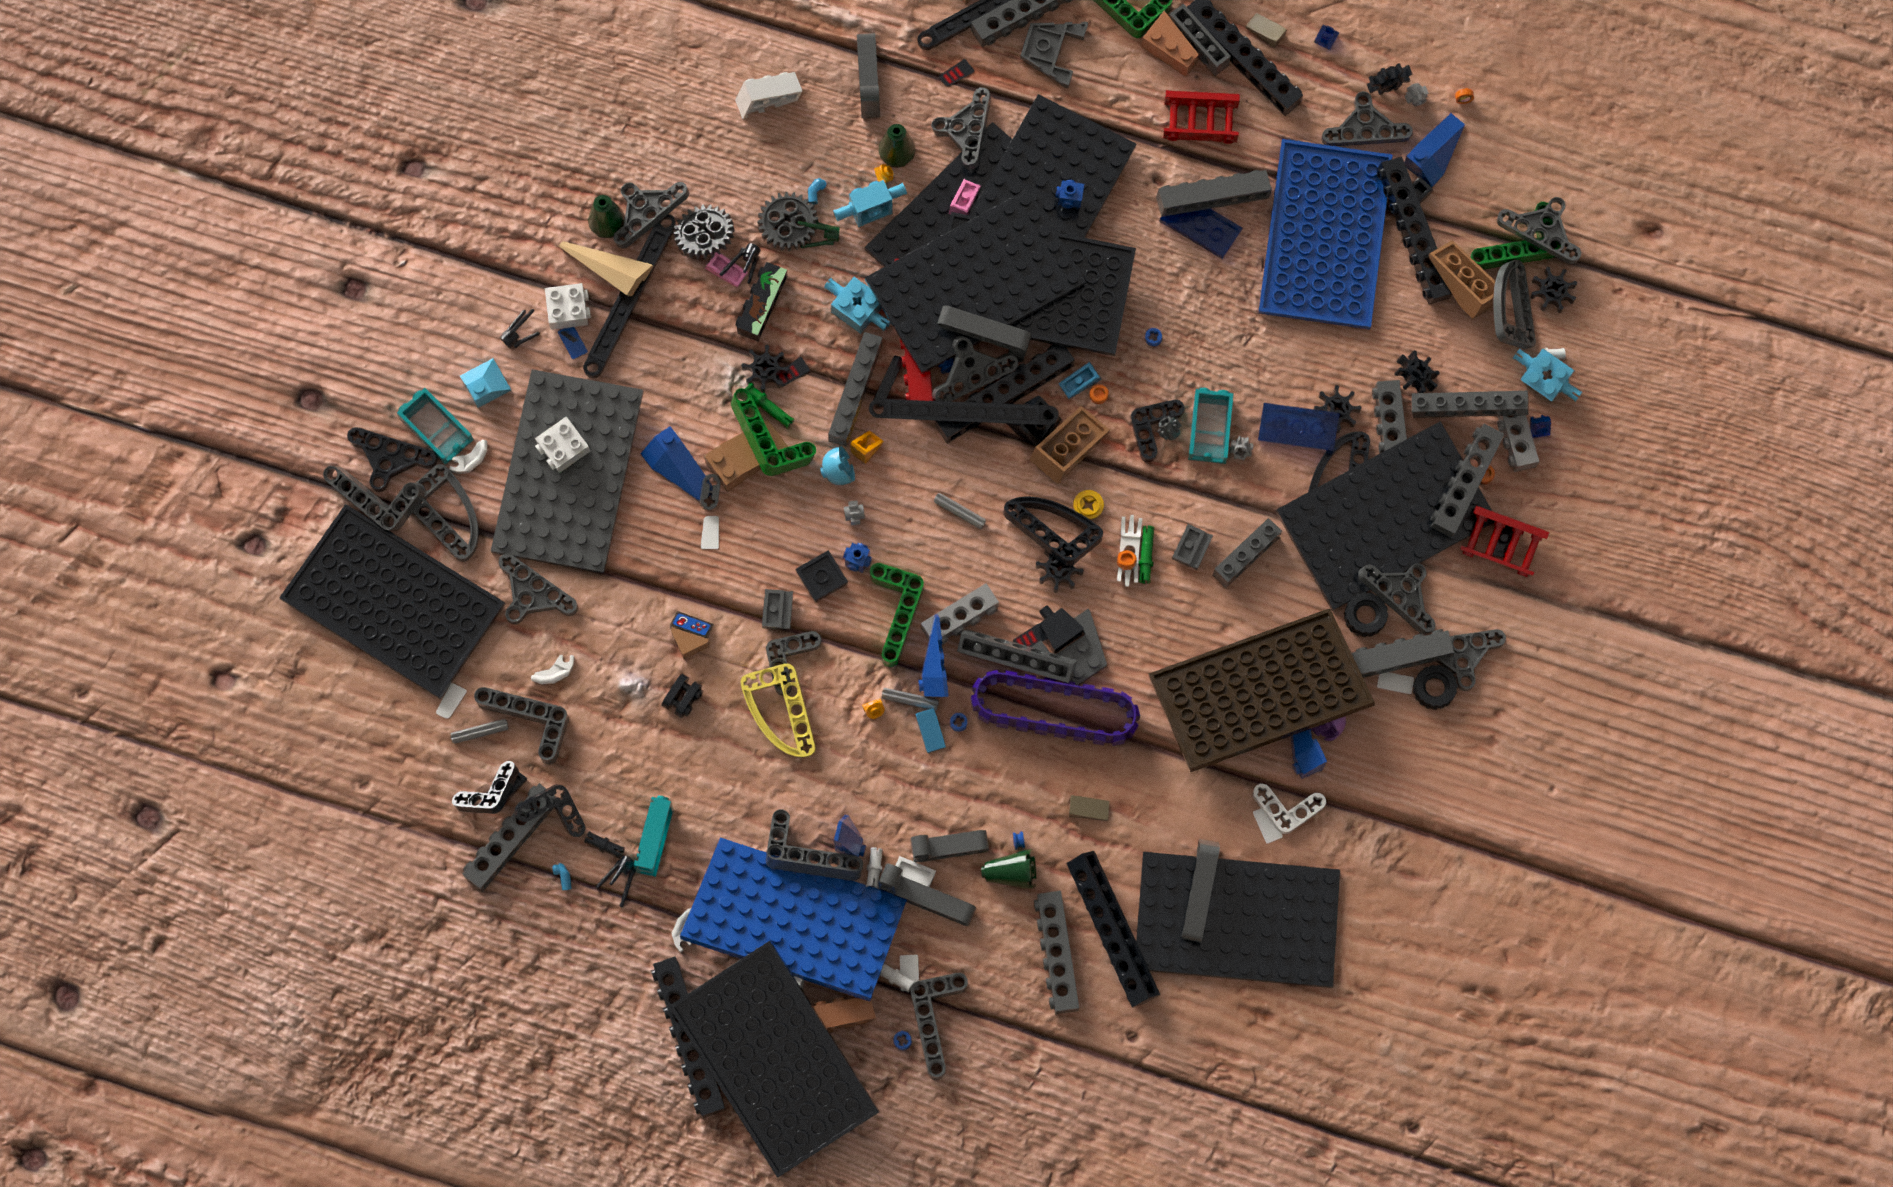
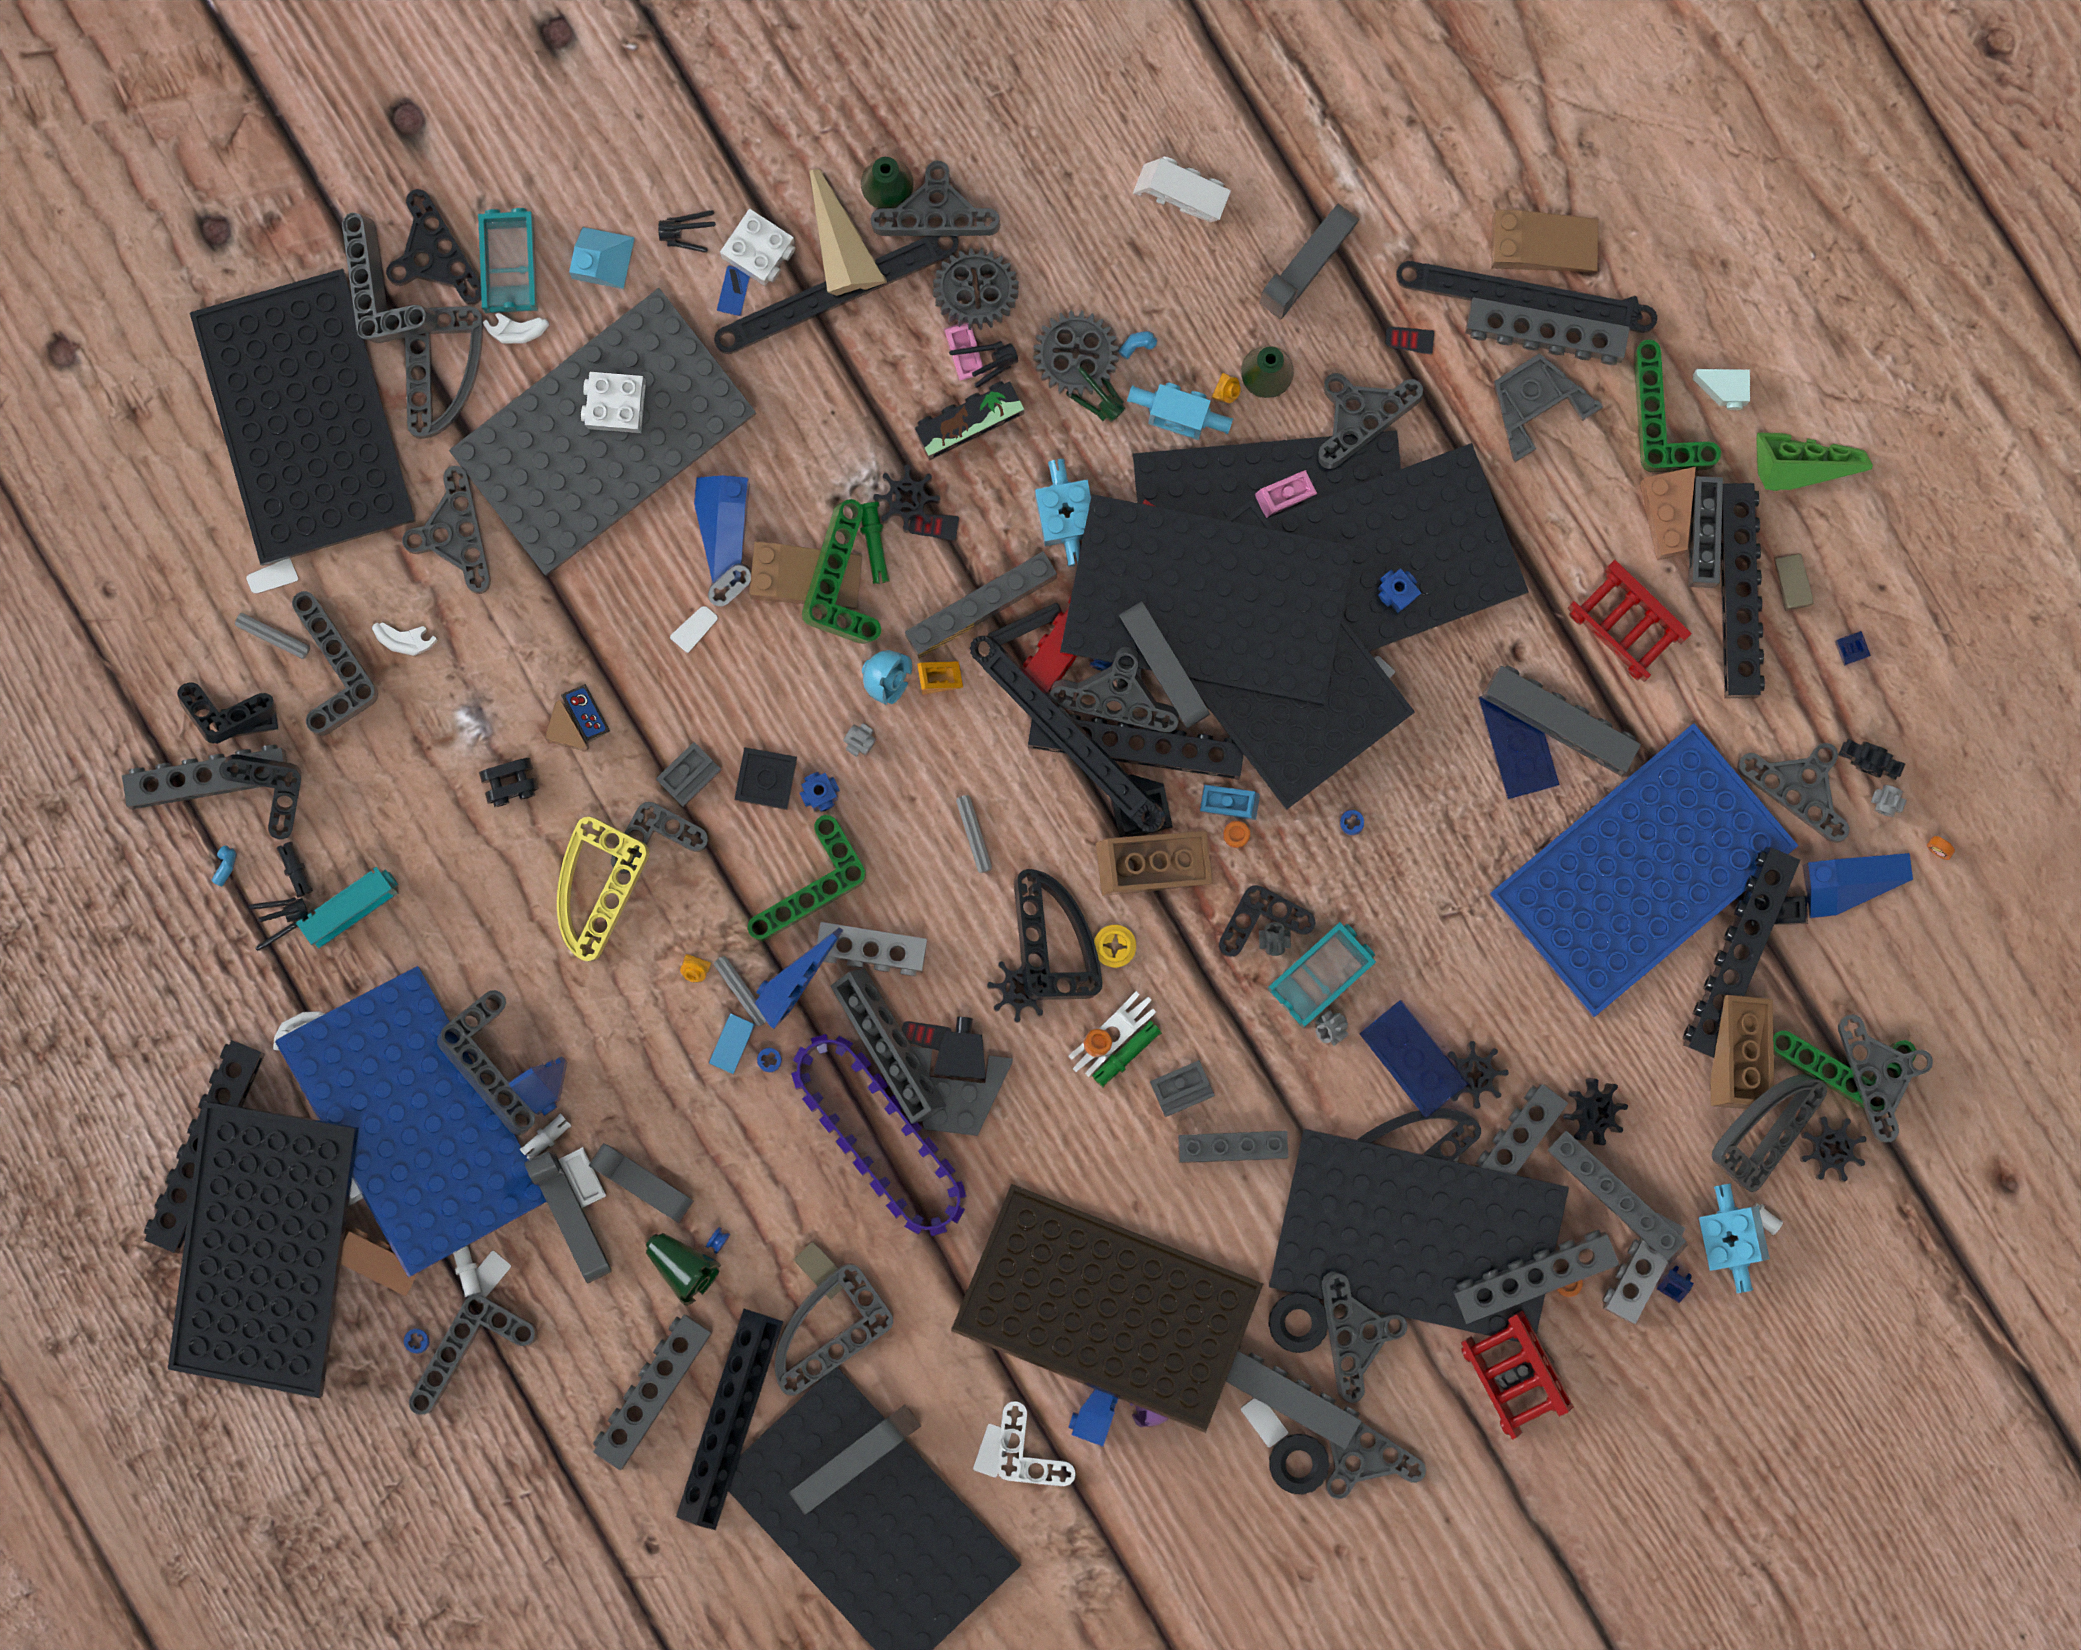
camera: 40 degrees right, 10 degrees up
(1130, 852) = (843, 1338): none -> dark grey beam

